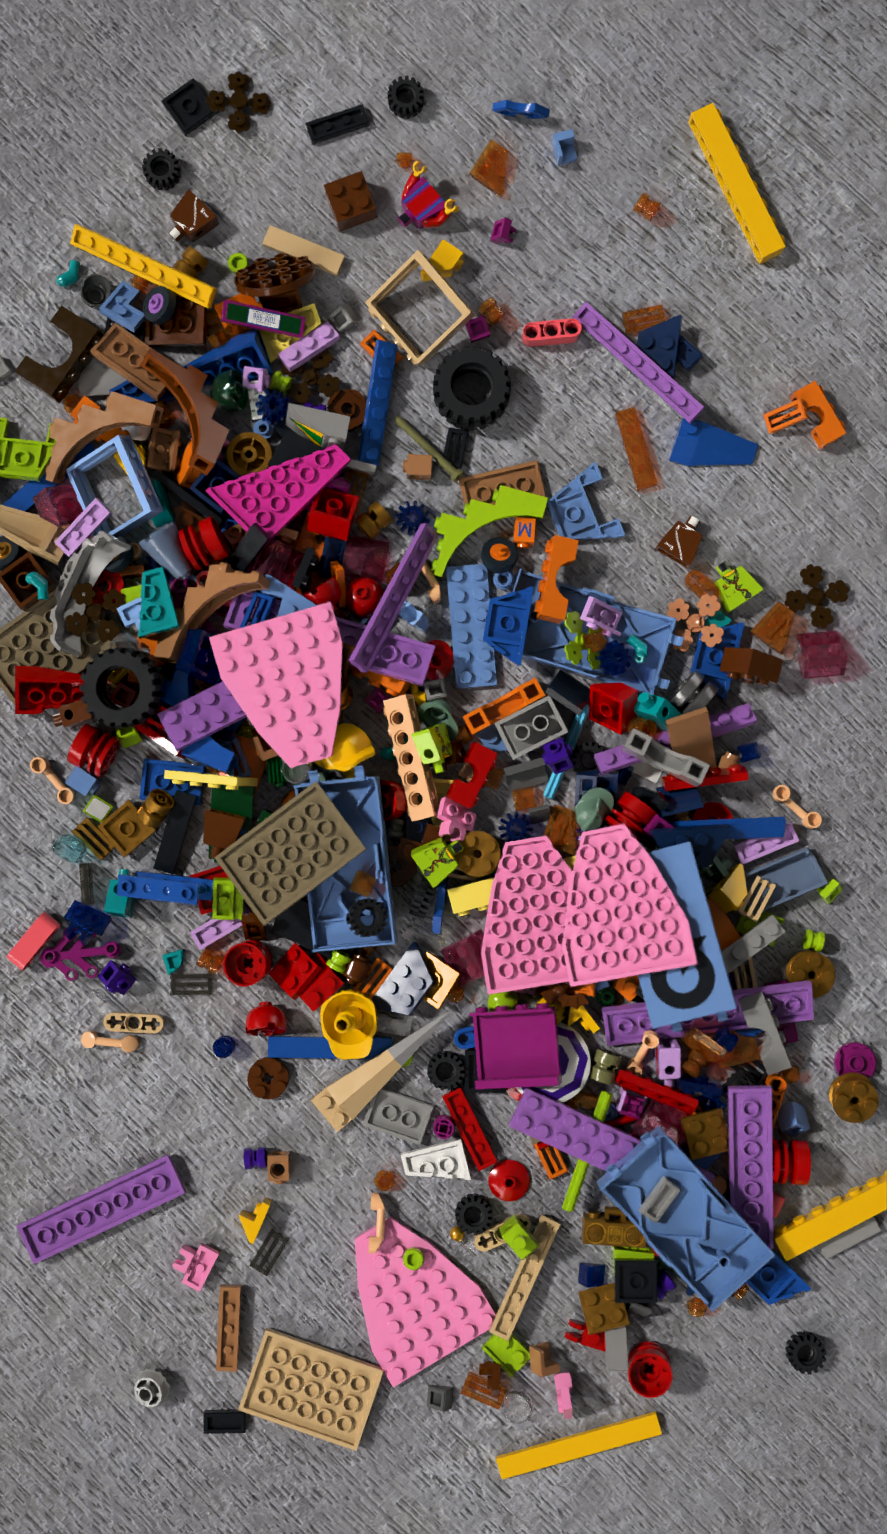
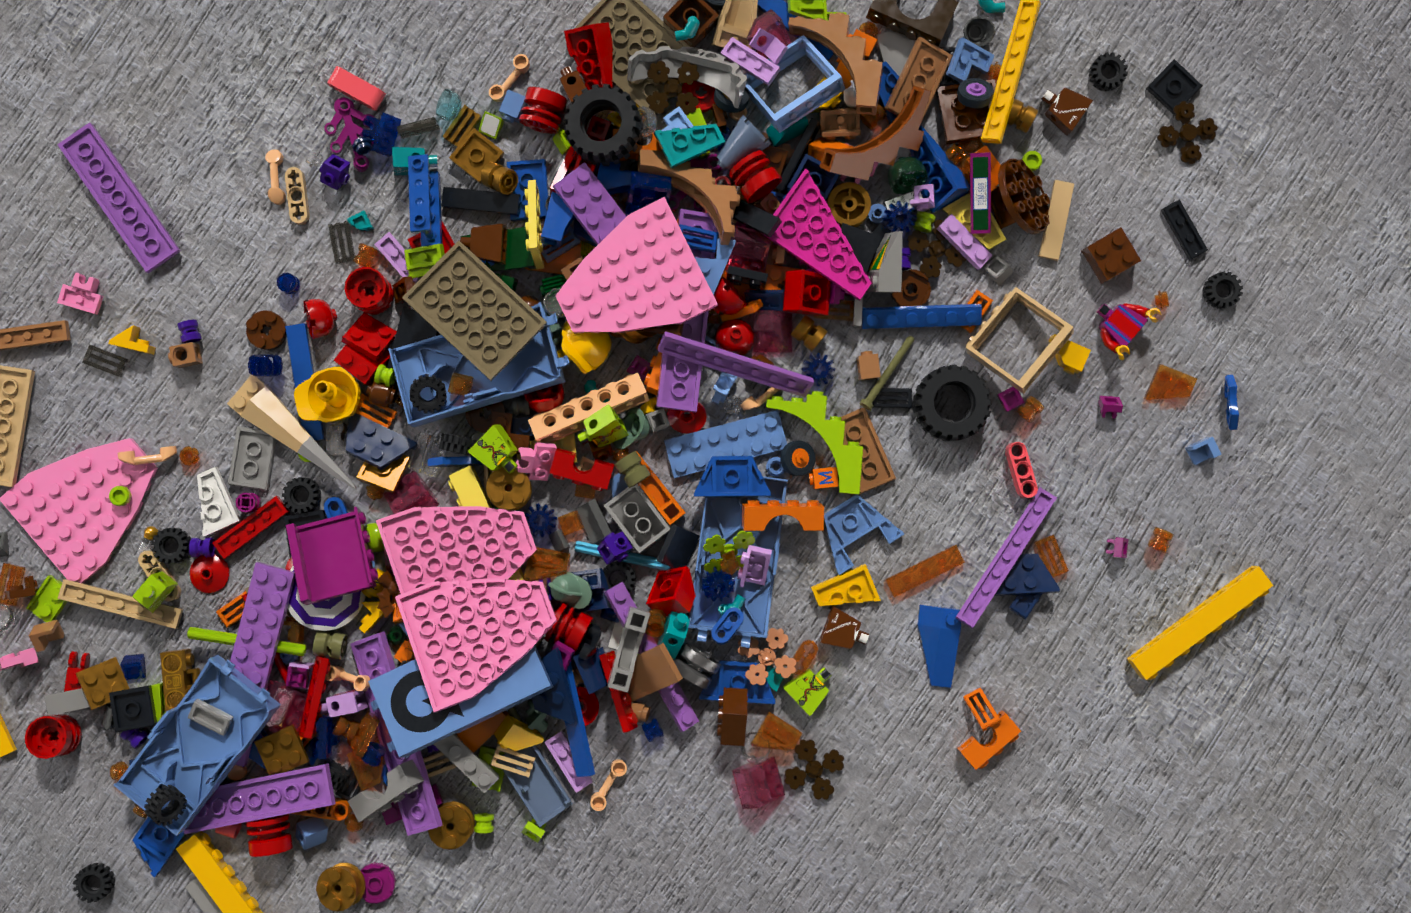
camera: 80 degrees right, 0 degrees up
(73, 503) = (772, 48): none -> lavender bracket
(95, 944) = (362, 145): none -> dark blue plate
(305, 1084) = (265, 365): none -> clear blue gear
(481, 1182) = (201, 547): none -> dark purple wheel
(483, 721) = (632, 469): none -> olive wheel
(639, 529) = (847, 587): none -> yellow wing
(647, 248) = (1120, 547): none -> magenta tile
(658, 655) = (727, 626): none -> blue plate
(742, 1260) = (159, 799): none -> black tyre

